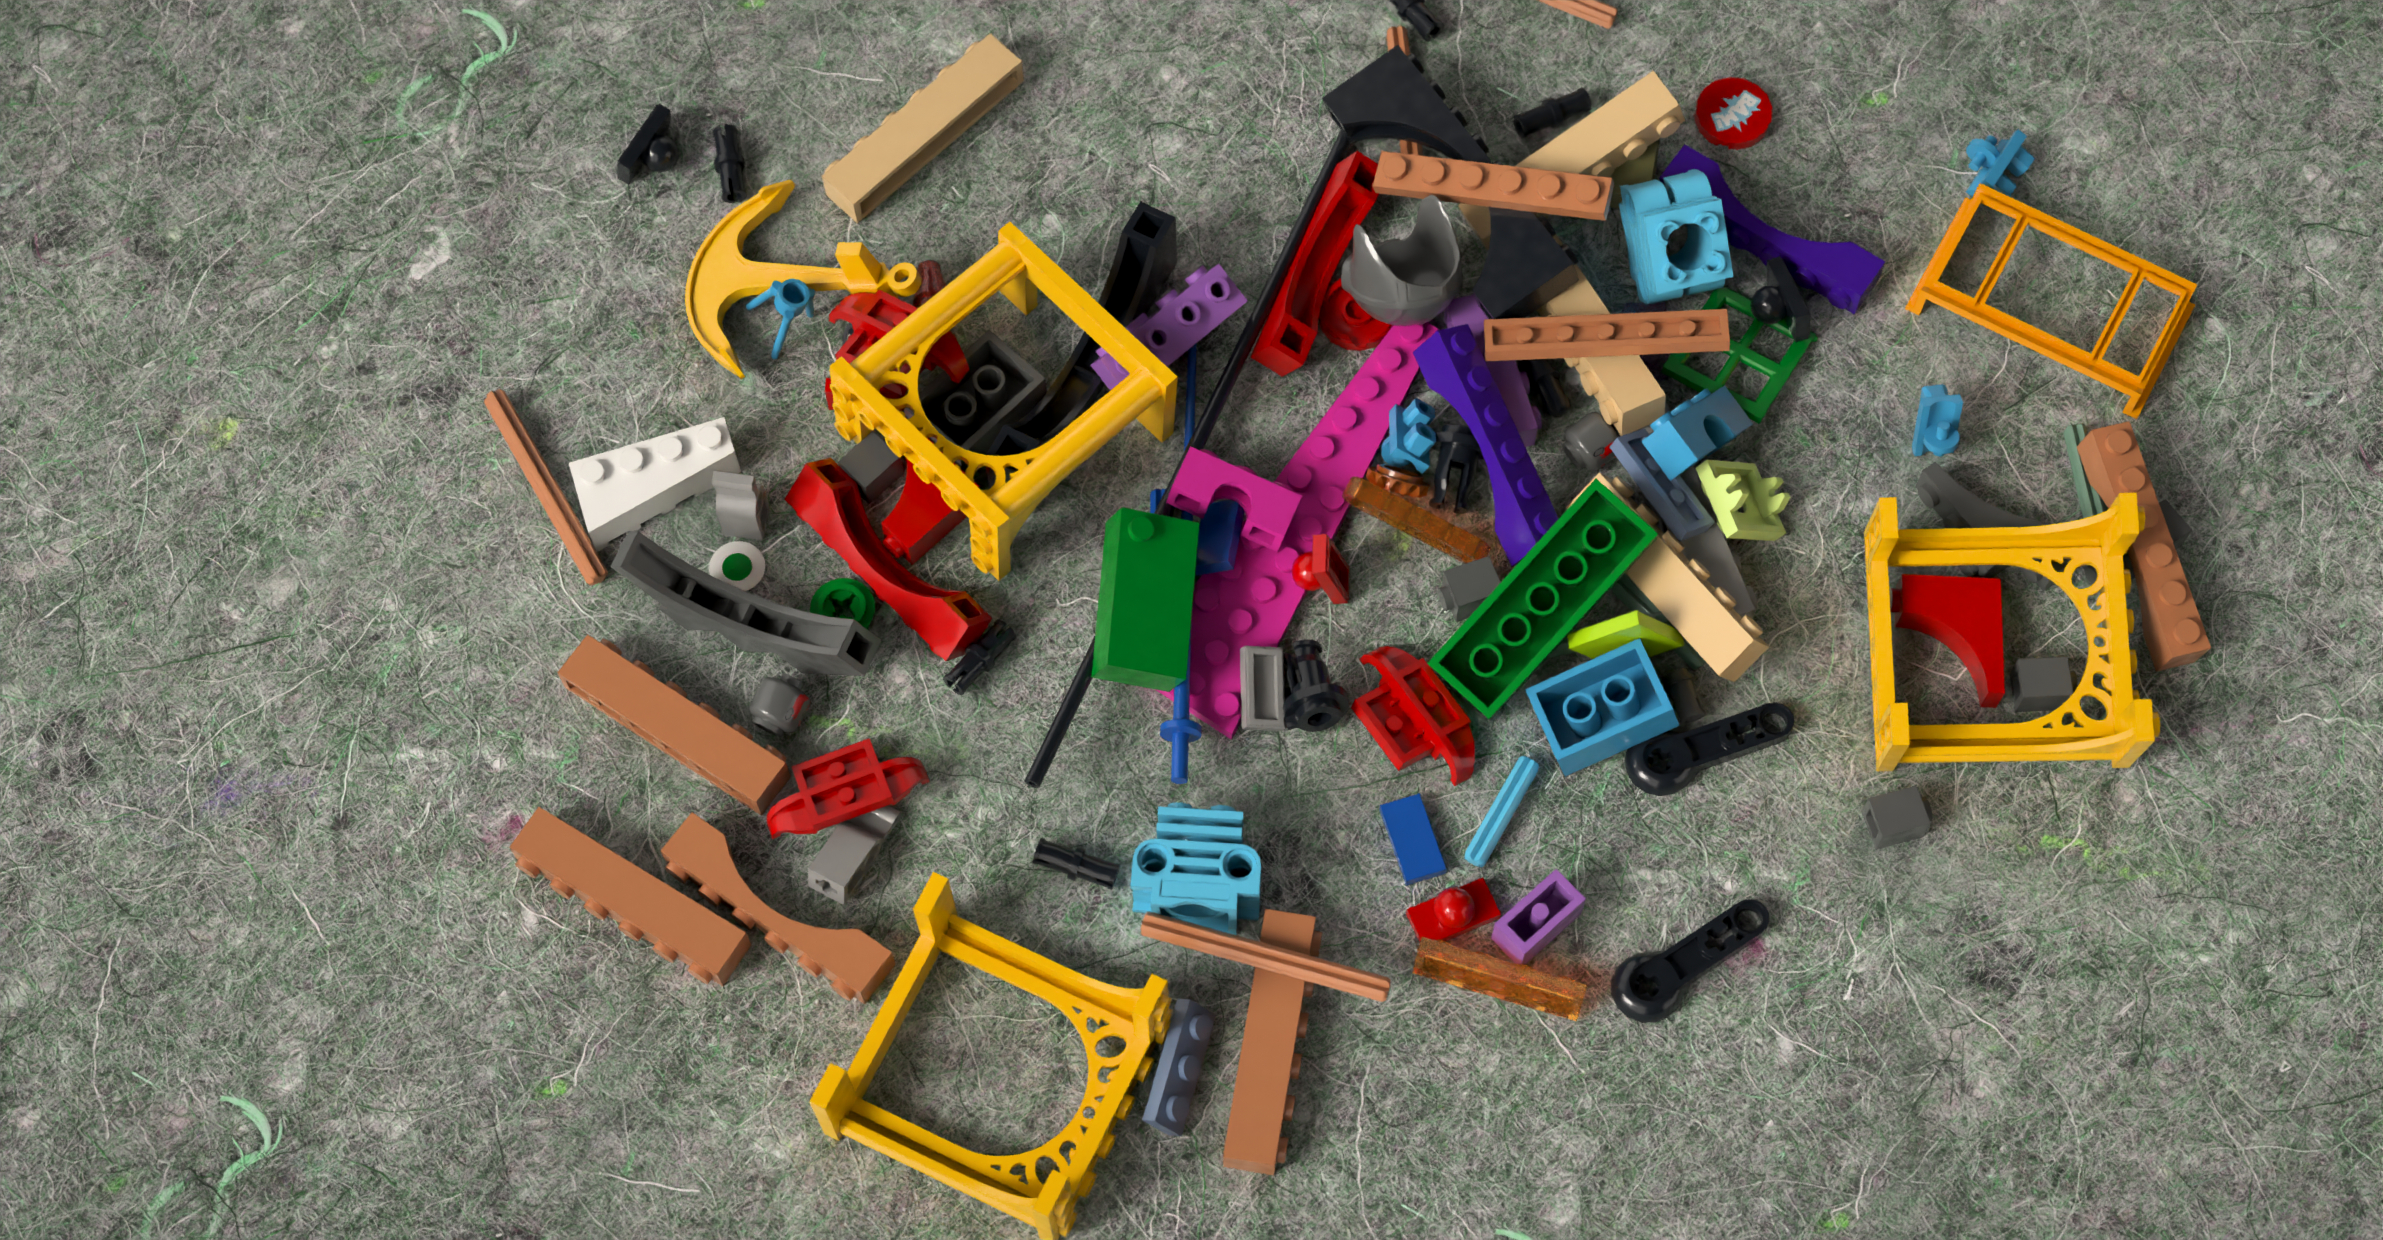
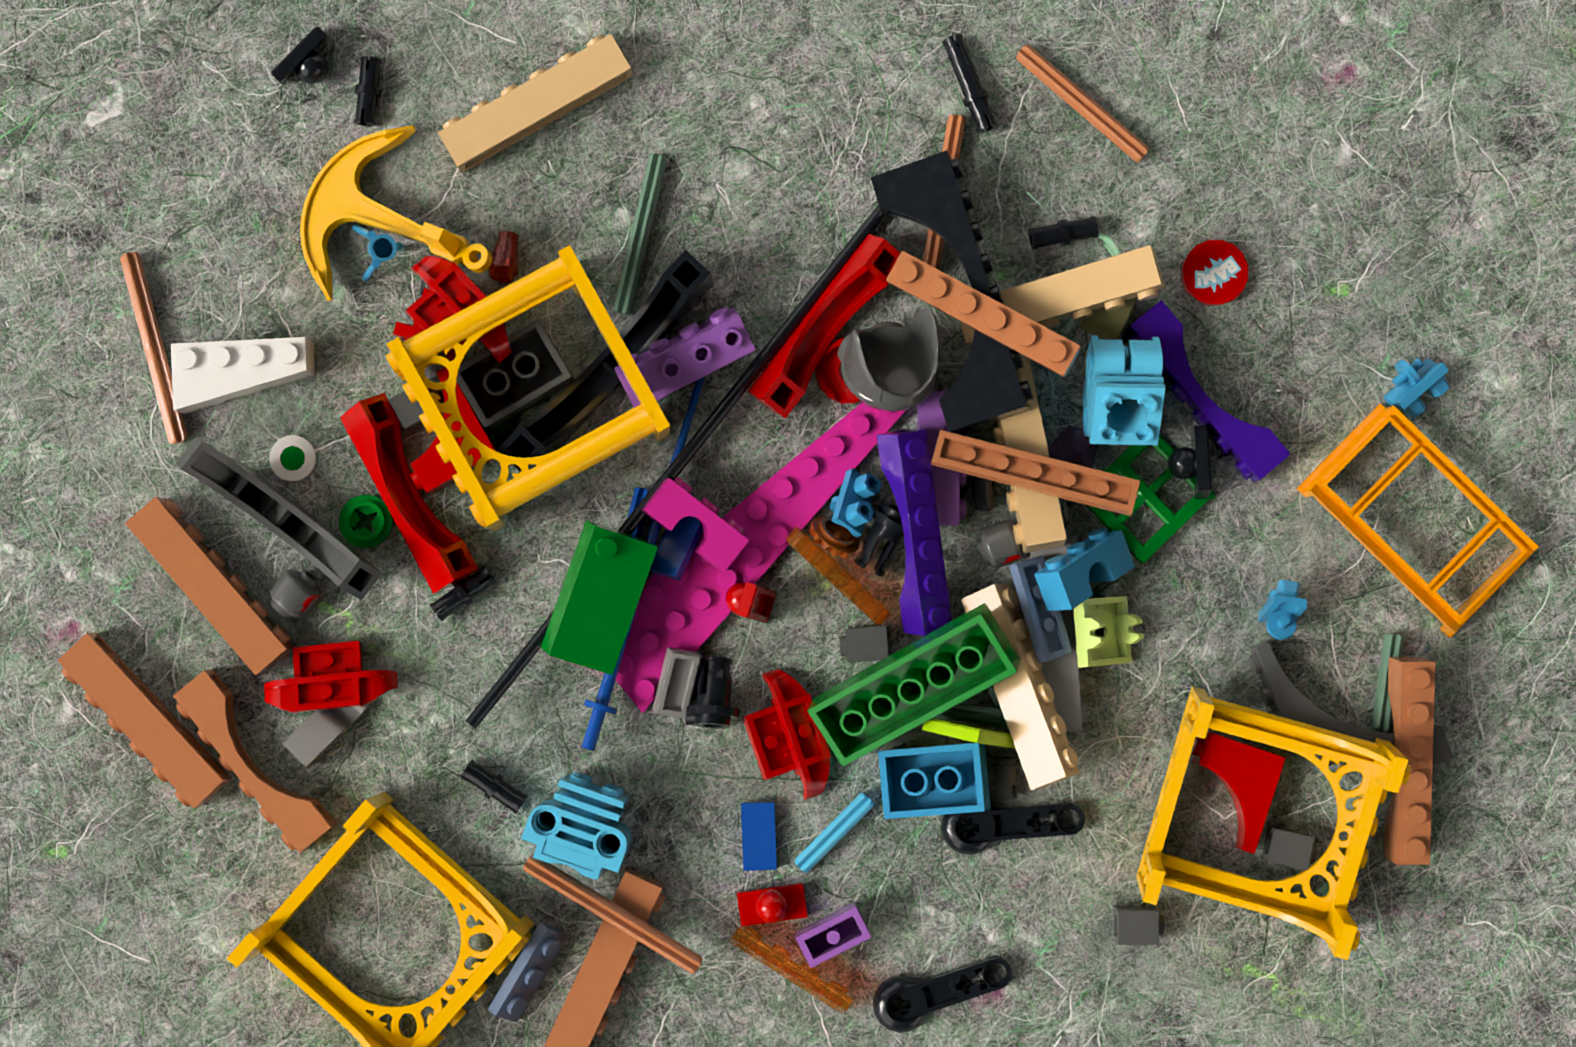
camera: 15 degrees right, 20 degrees up
(740, 505) = (301, 416): light grey piece -> none
(1078, 216) = (640, 234): none -> sand green axle

